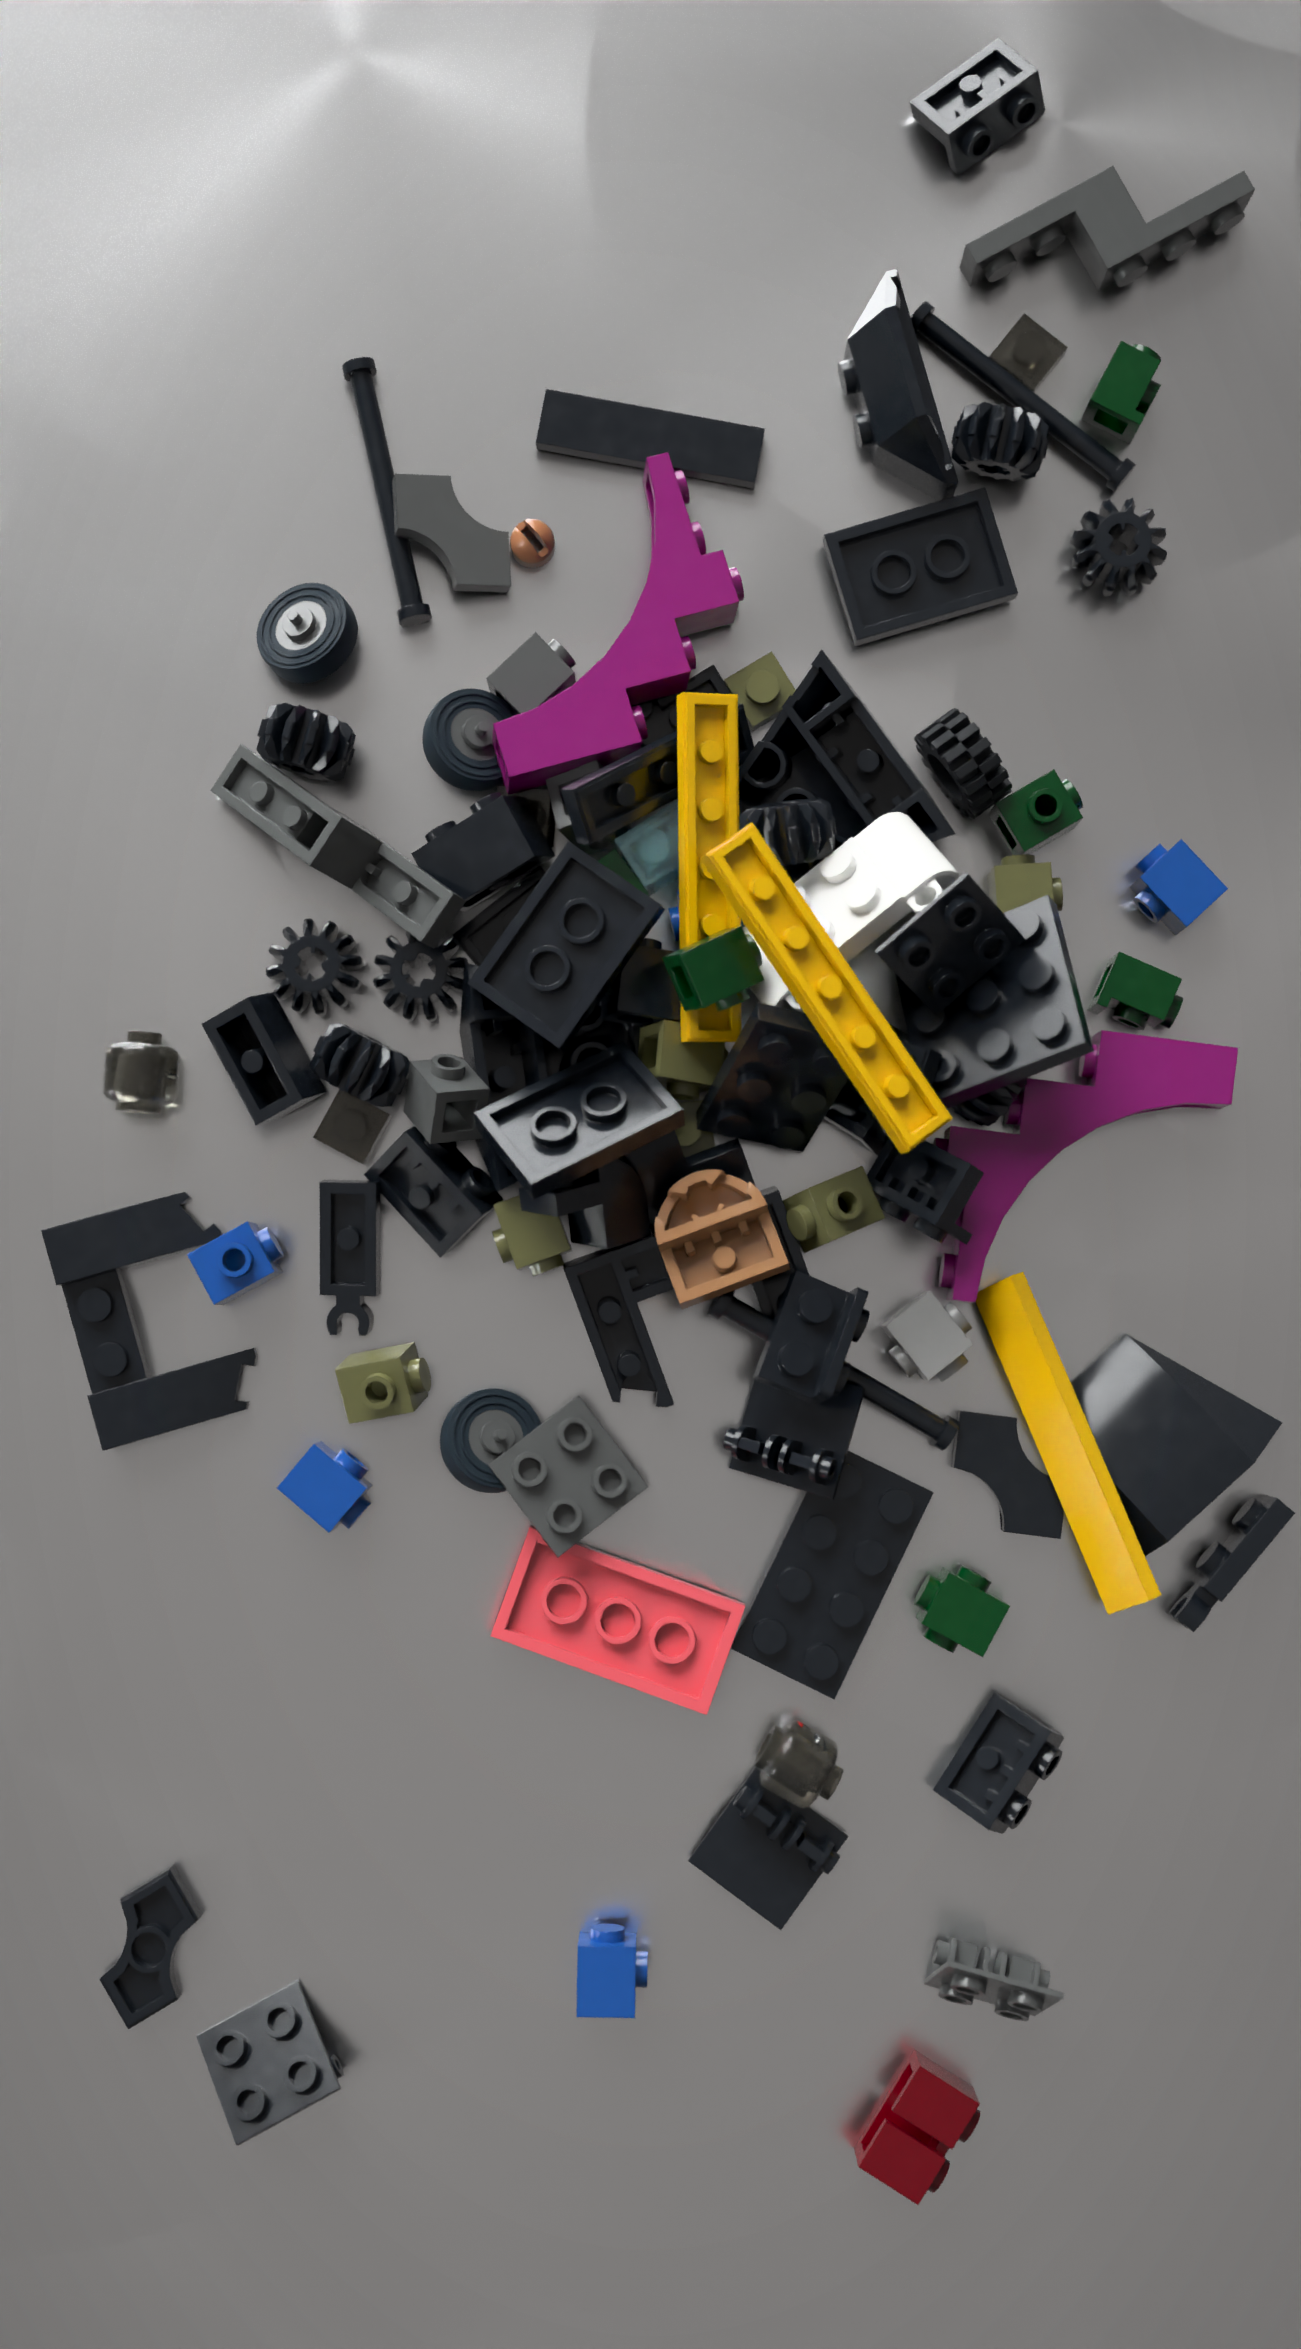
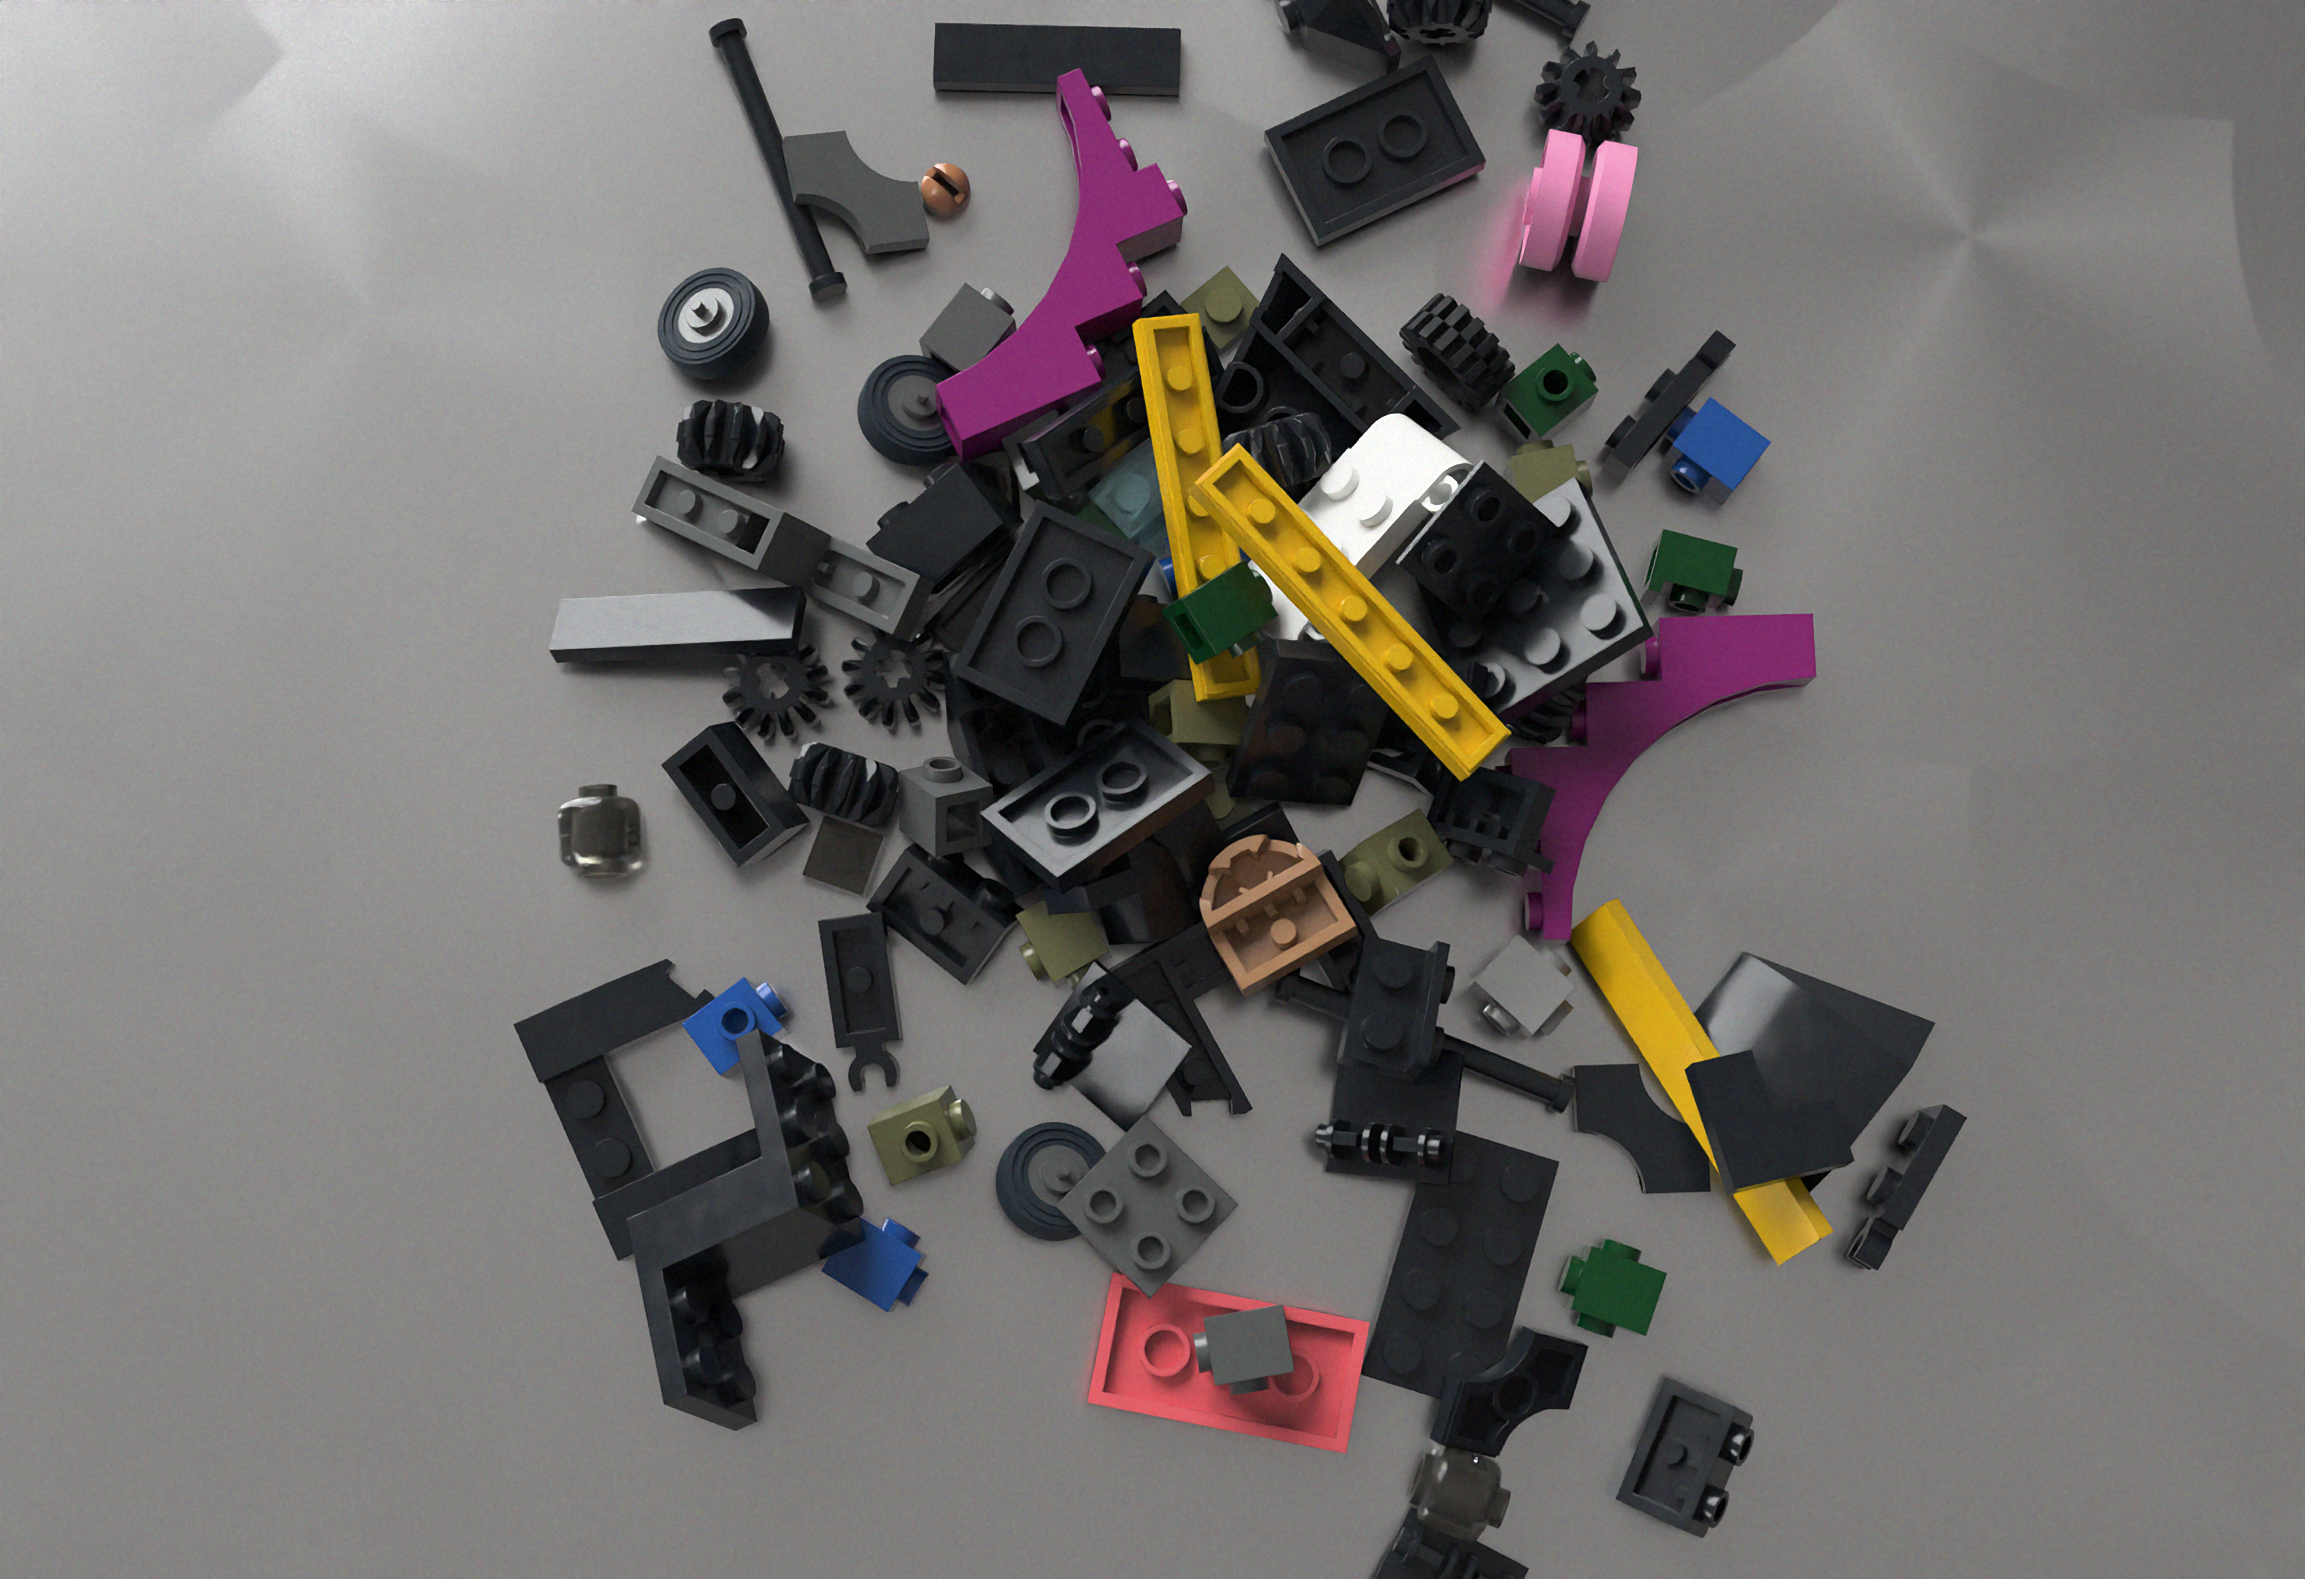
camera: 10 degrees left, 5 degrees down
(214, 1446) = (745, 1233): none -> black bracket
(236, 900) = (678, 624): none -> tile
(557, 1333) = (1110, 1048): none -> black hinge
(632, 1613) = (1245, 1348): none -> dark grey brick
(836, 1694) = (1486, 1407): none -> black tile
(1087, 646) = (1575, 205): none -> bright pink wheel
(1105, 1508) = (1752, 1141): none -> black tile
(1144, 833) = (1669, 398): none -> black plate

